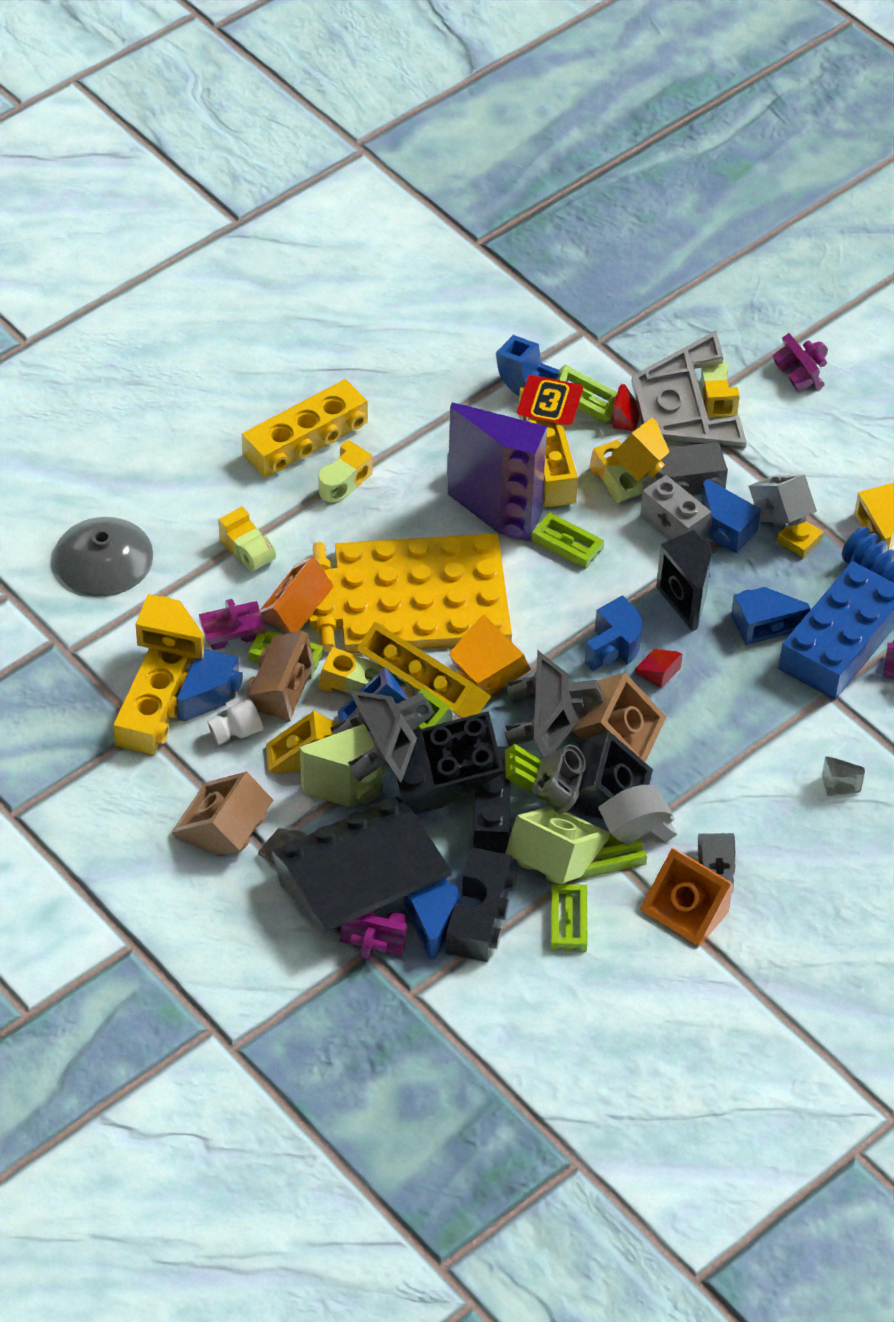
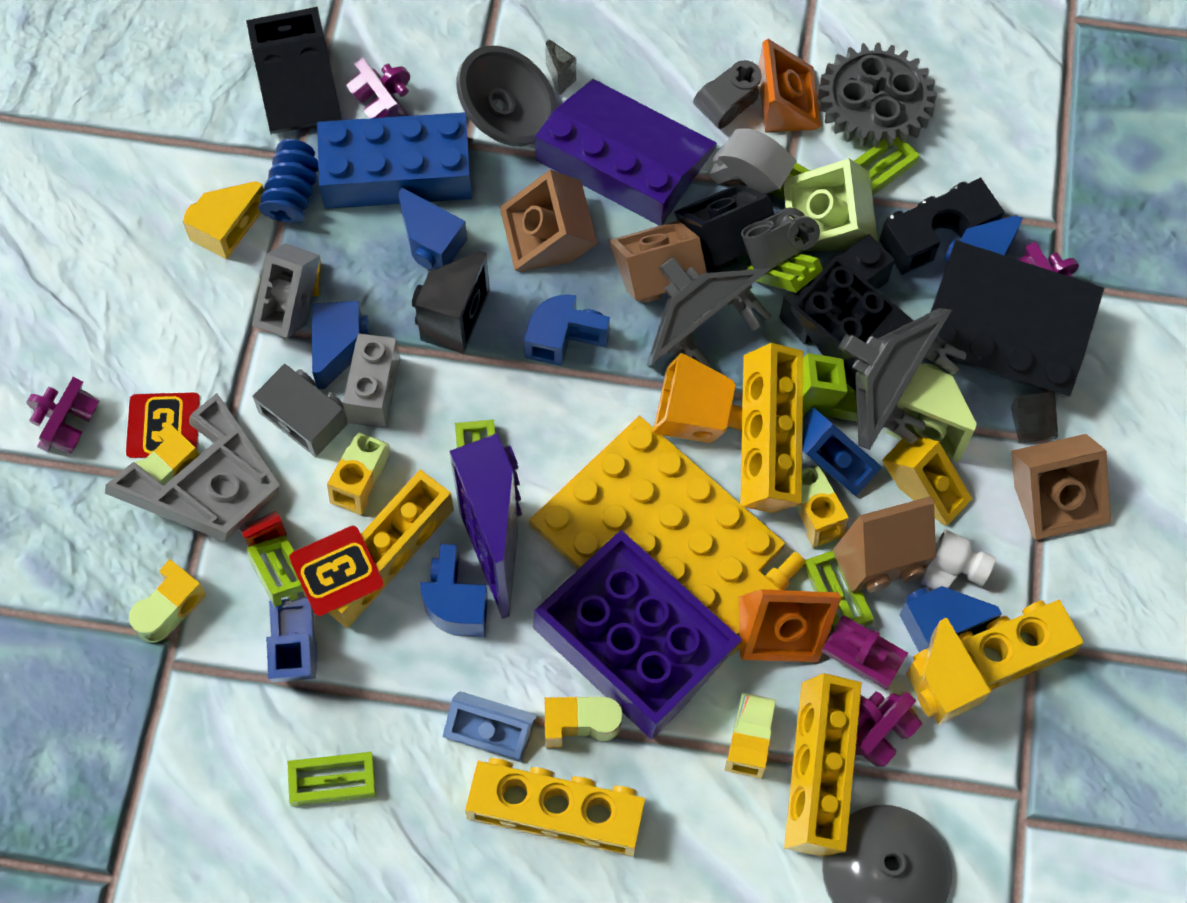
camera: 130 degrees left, 15 degrees up
(190, 551) = (823, 766): none -> yellow brick
(193, 597) = (877, 718): none -> magenta hips
(365, 514) = (635, 633): none -> dark purple slope
(391, 439) = (489, 725): none -> medium blue slope
(438, 356) = (332, 795): none -> lime tile
(619, 347) = (167, 605): none -> leg
(628, 953) = (876, 86): none -> dark grey gear
(643, 451) = (326, 444): yellow slope -> none
(660, 666) = (560, 275): red slope -> none
(706, 683) = (548, 222): none -> medium nougat slope
(732, 768) = (623, 150): none -> dark purple slope
(759, 414) = (151, 413): none -> sticker
(825, 698) = (505, 94): none -> dark grey dish

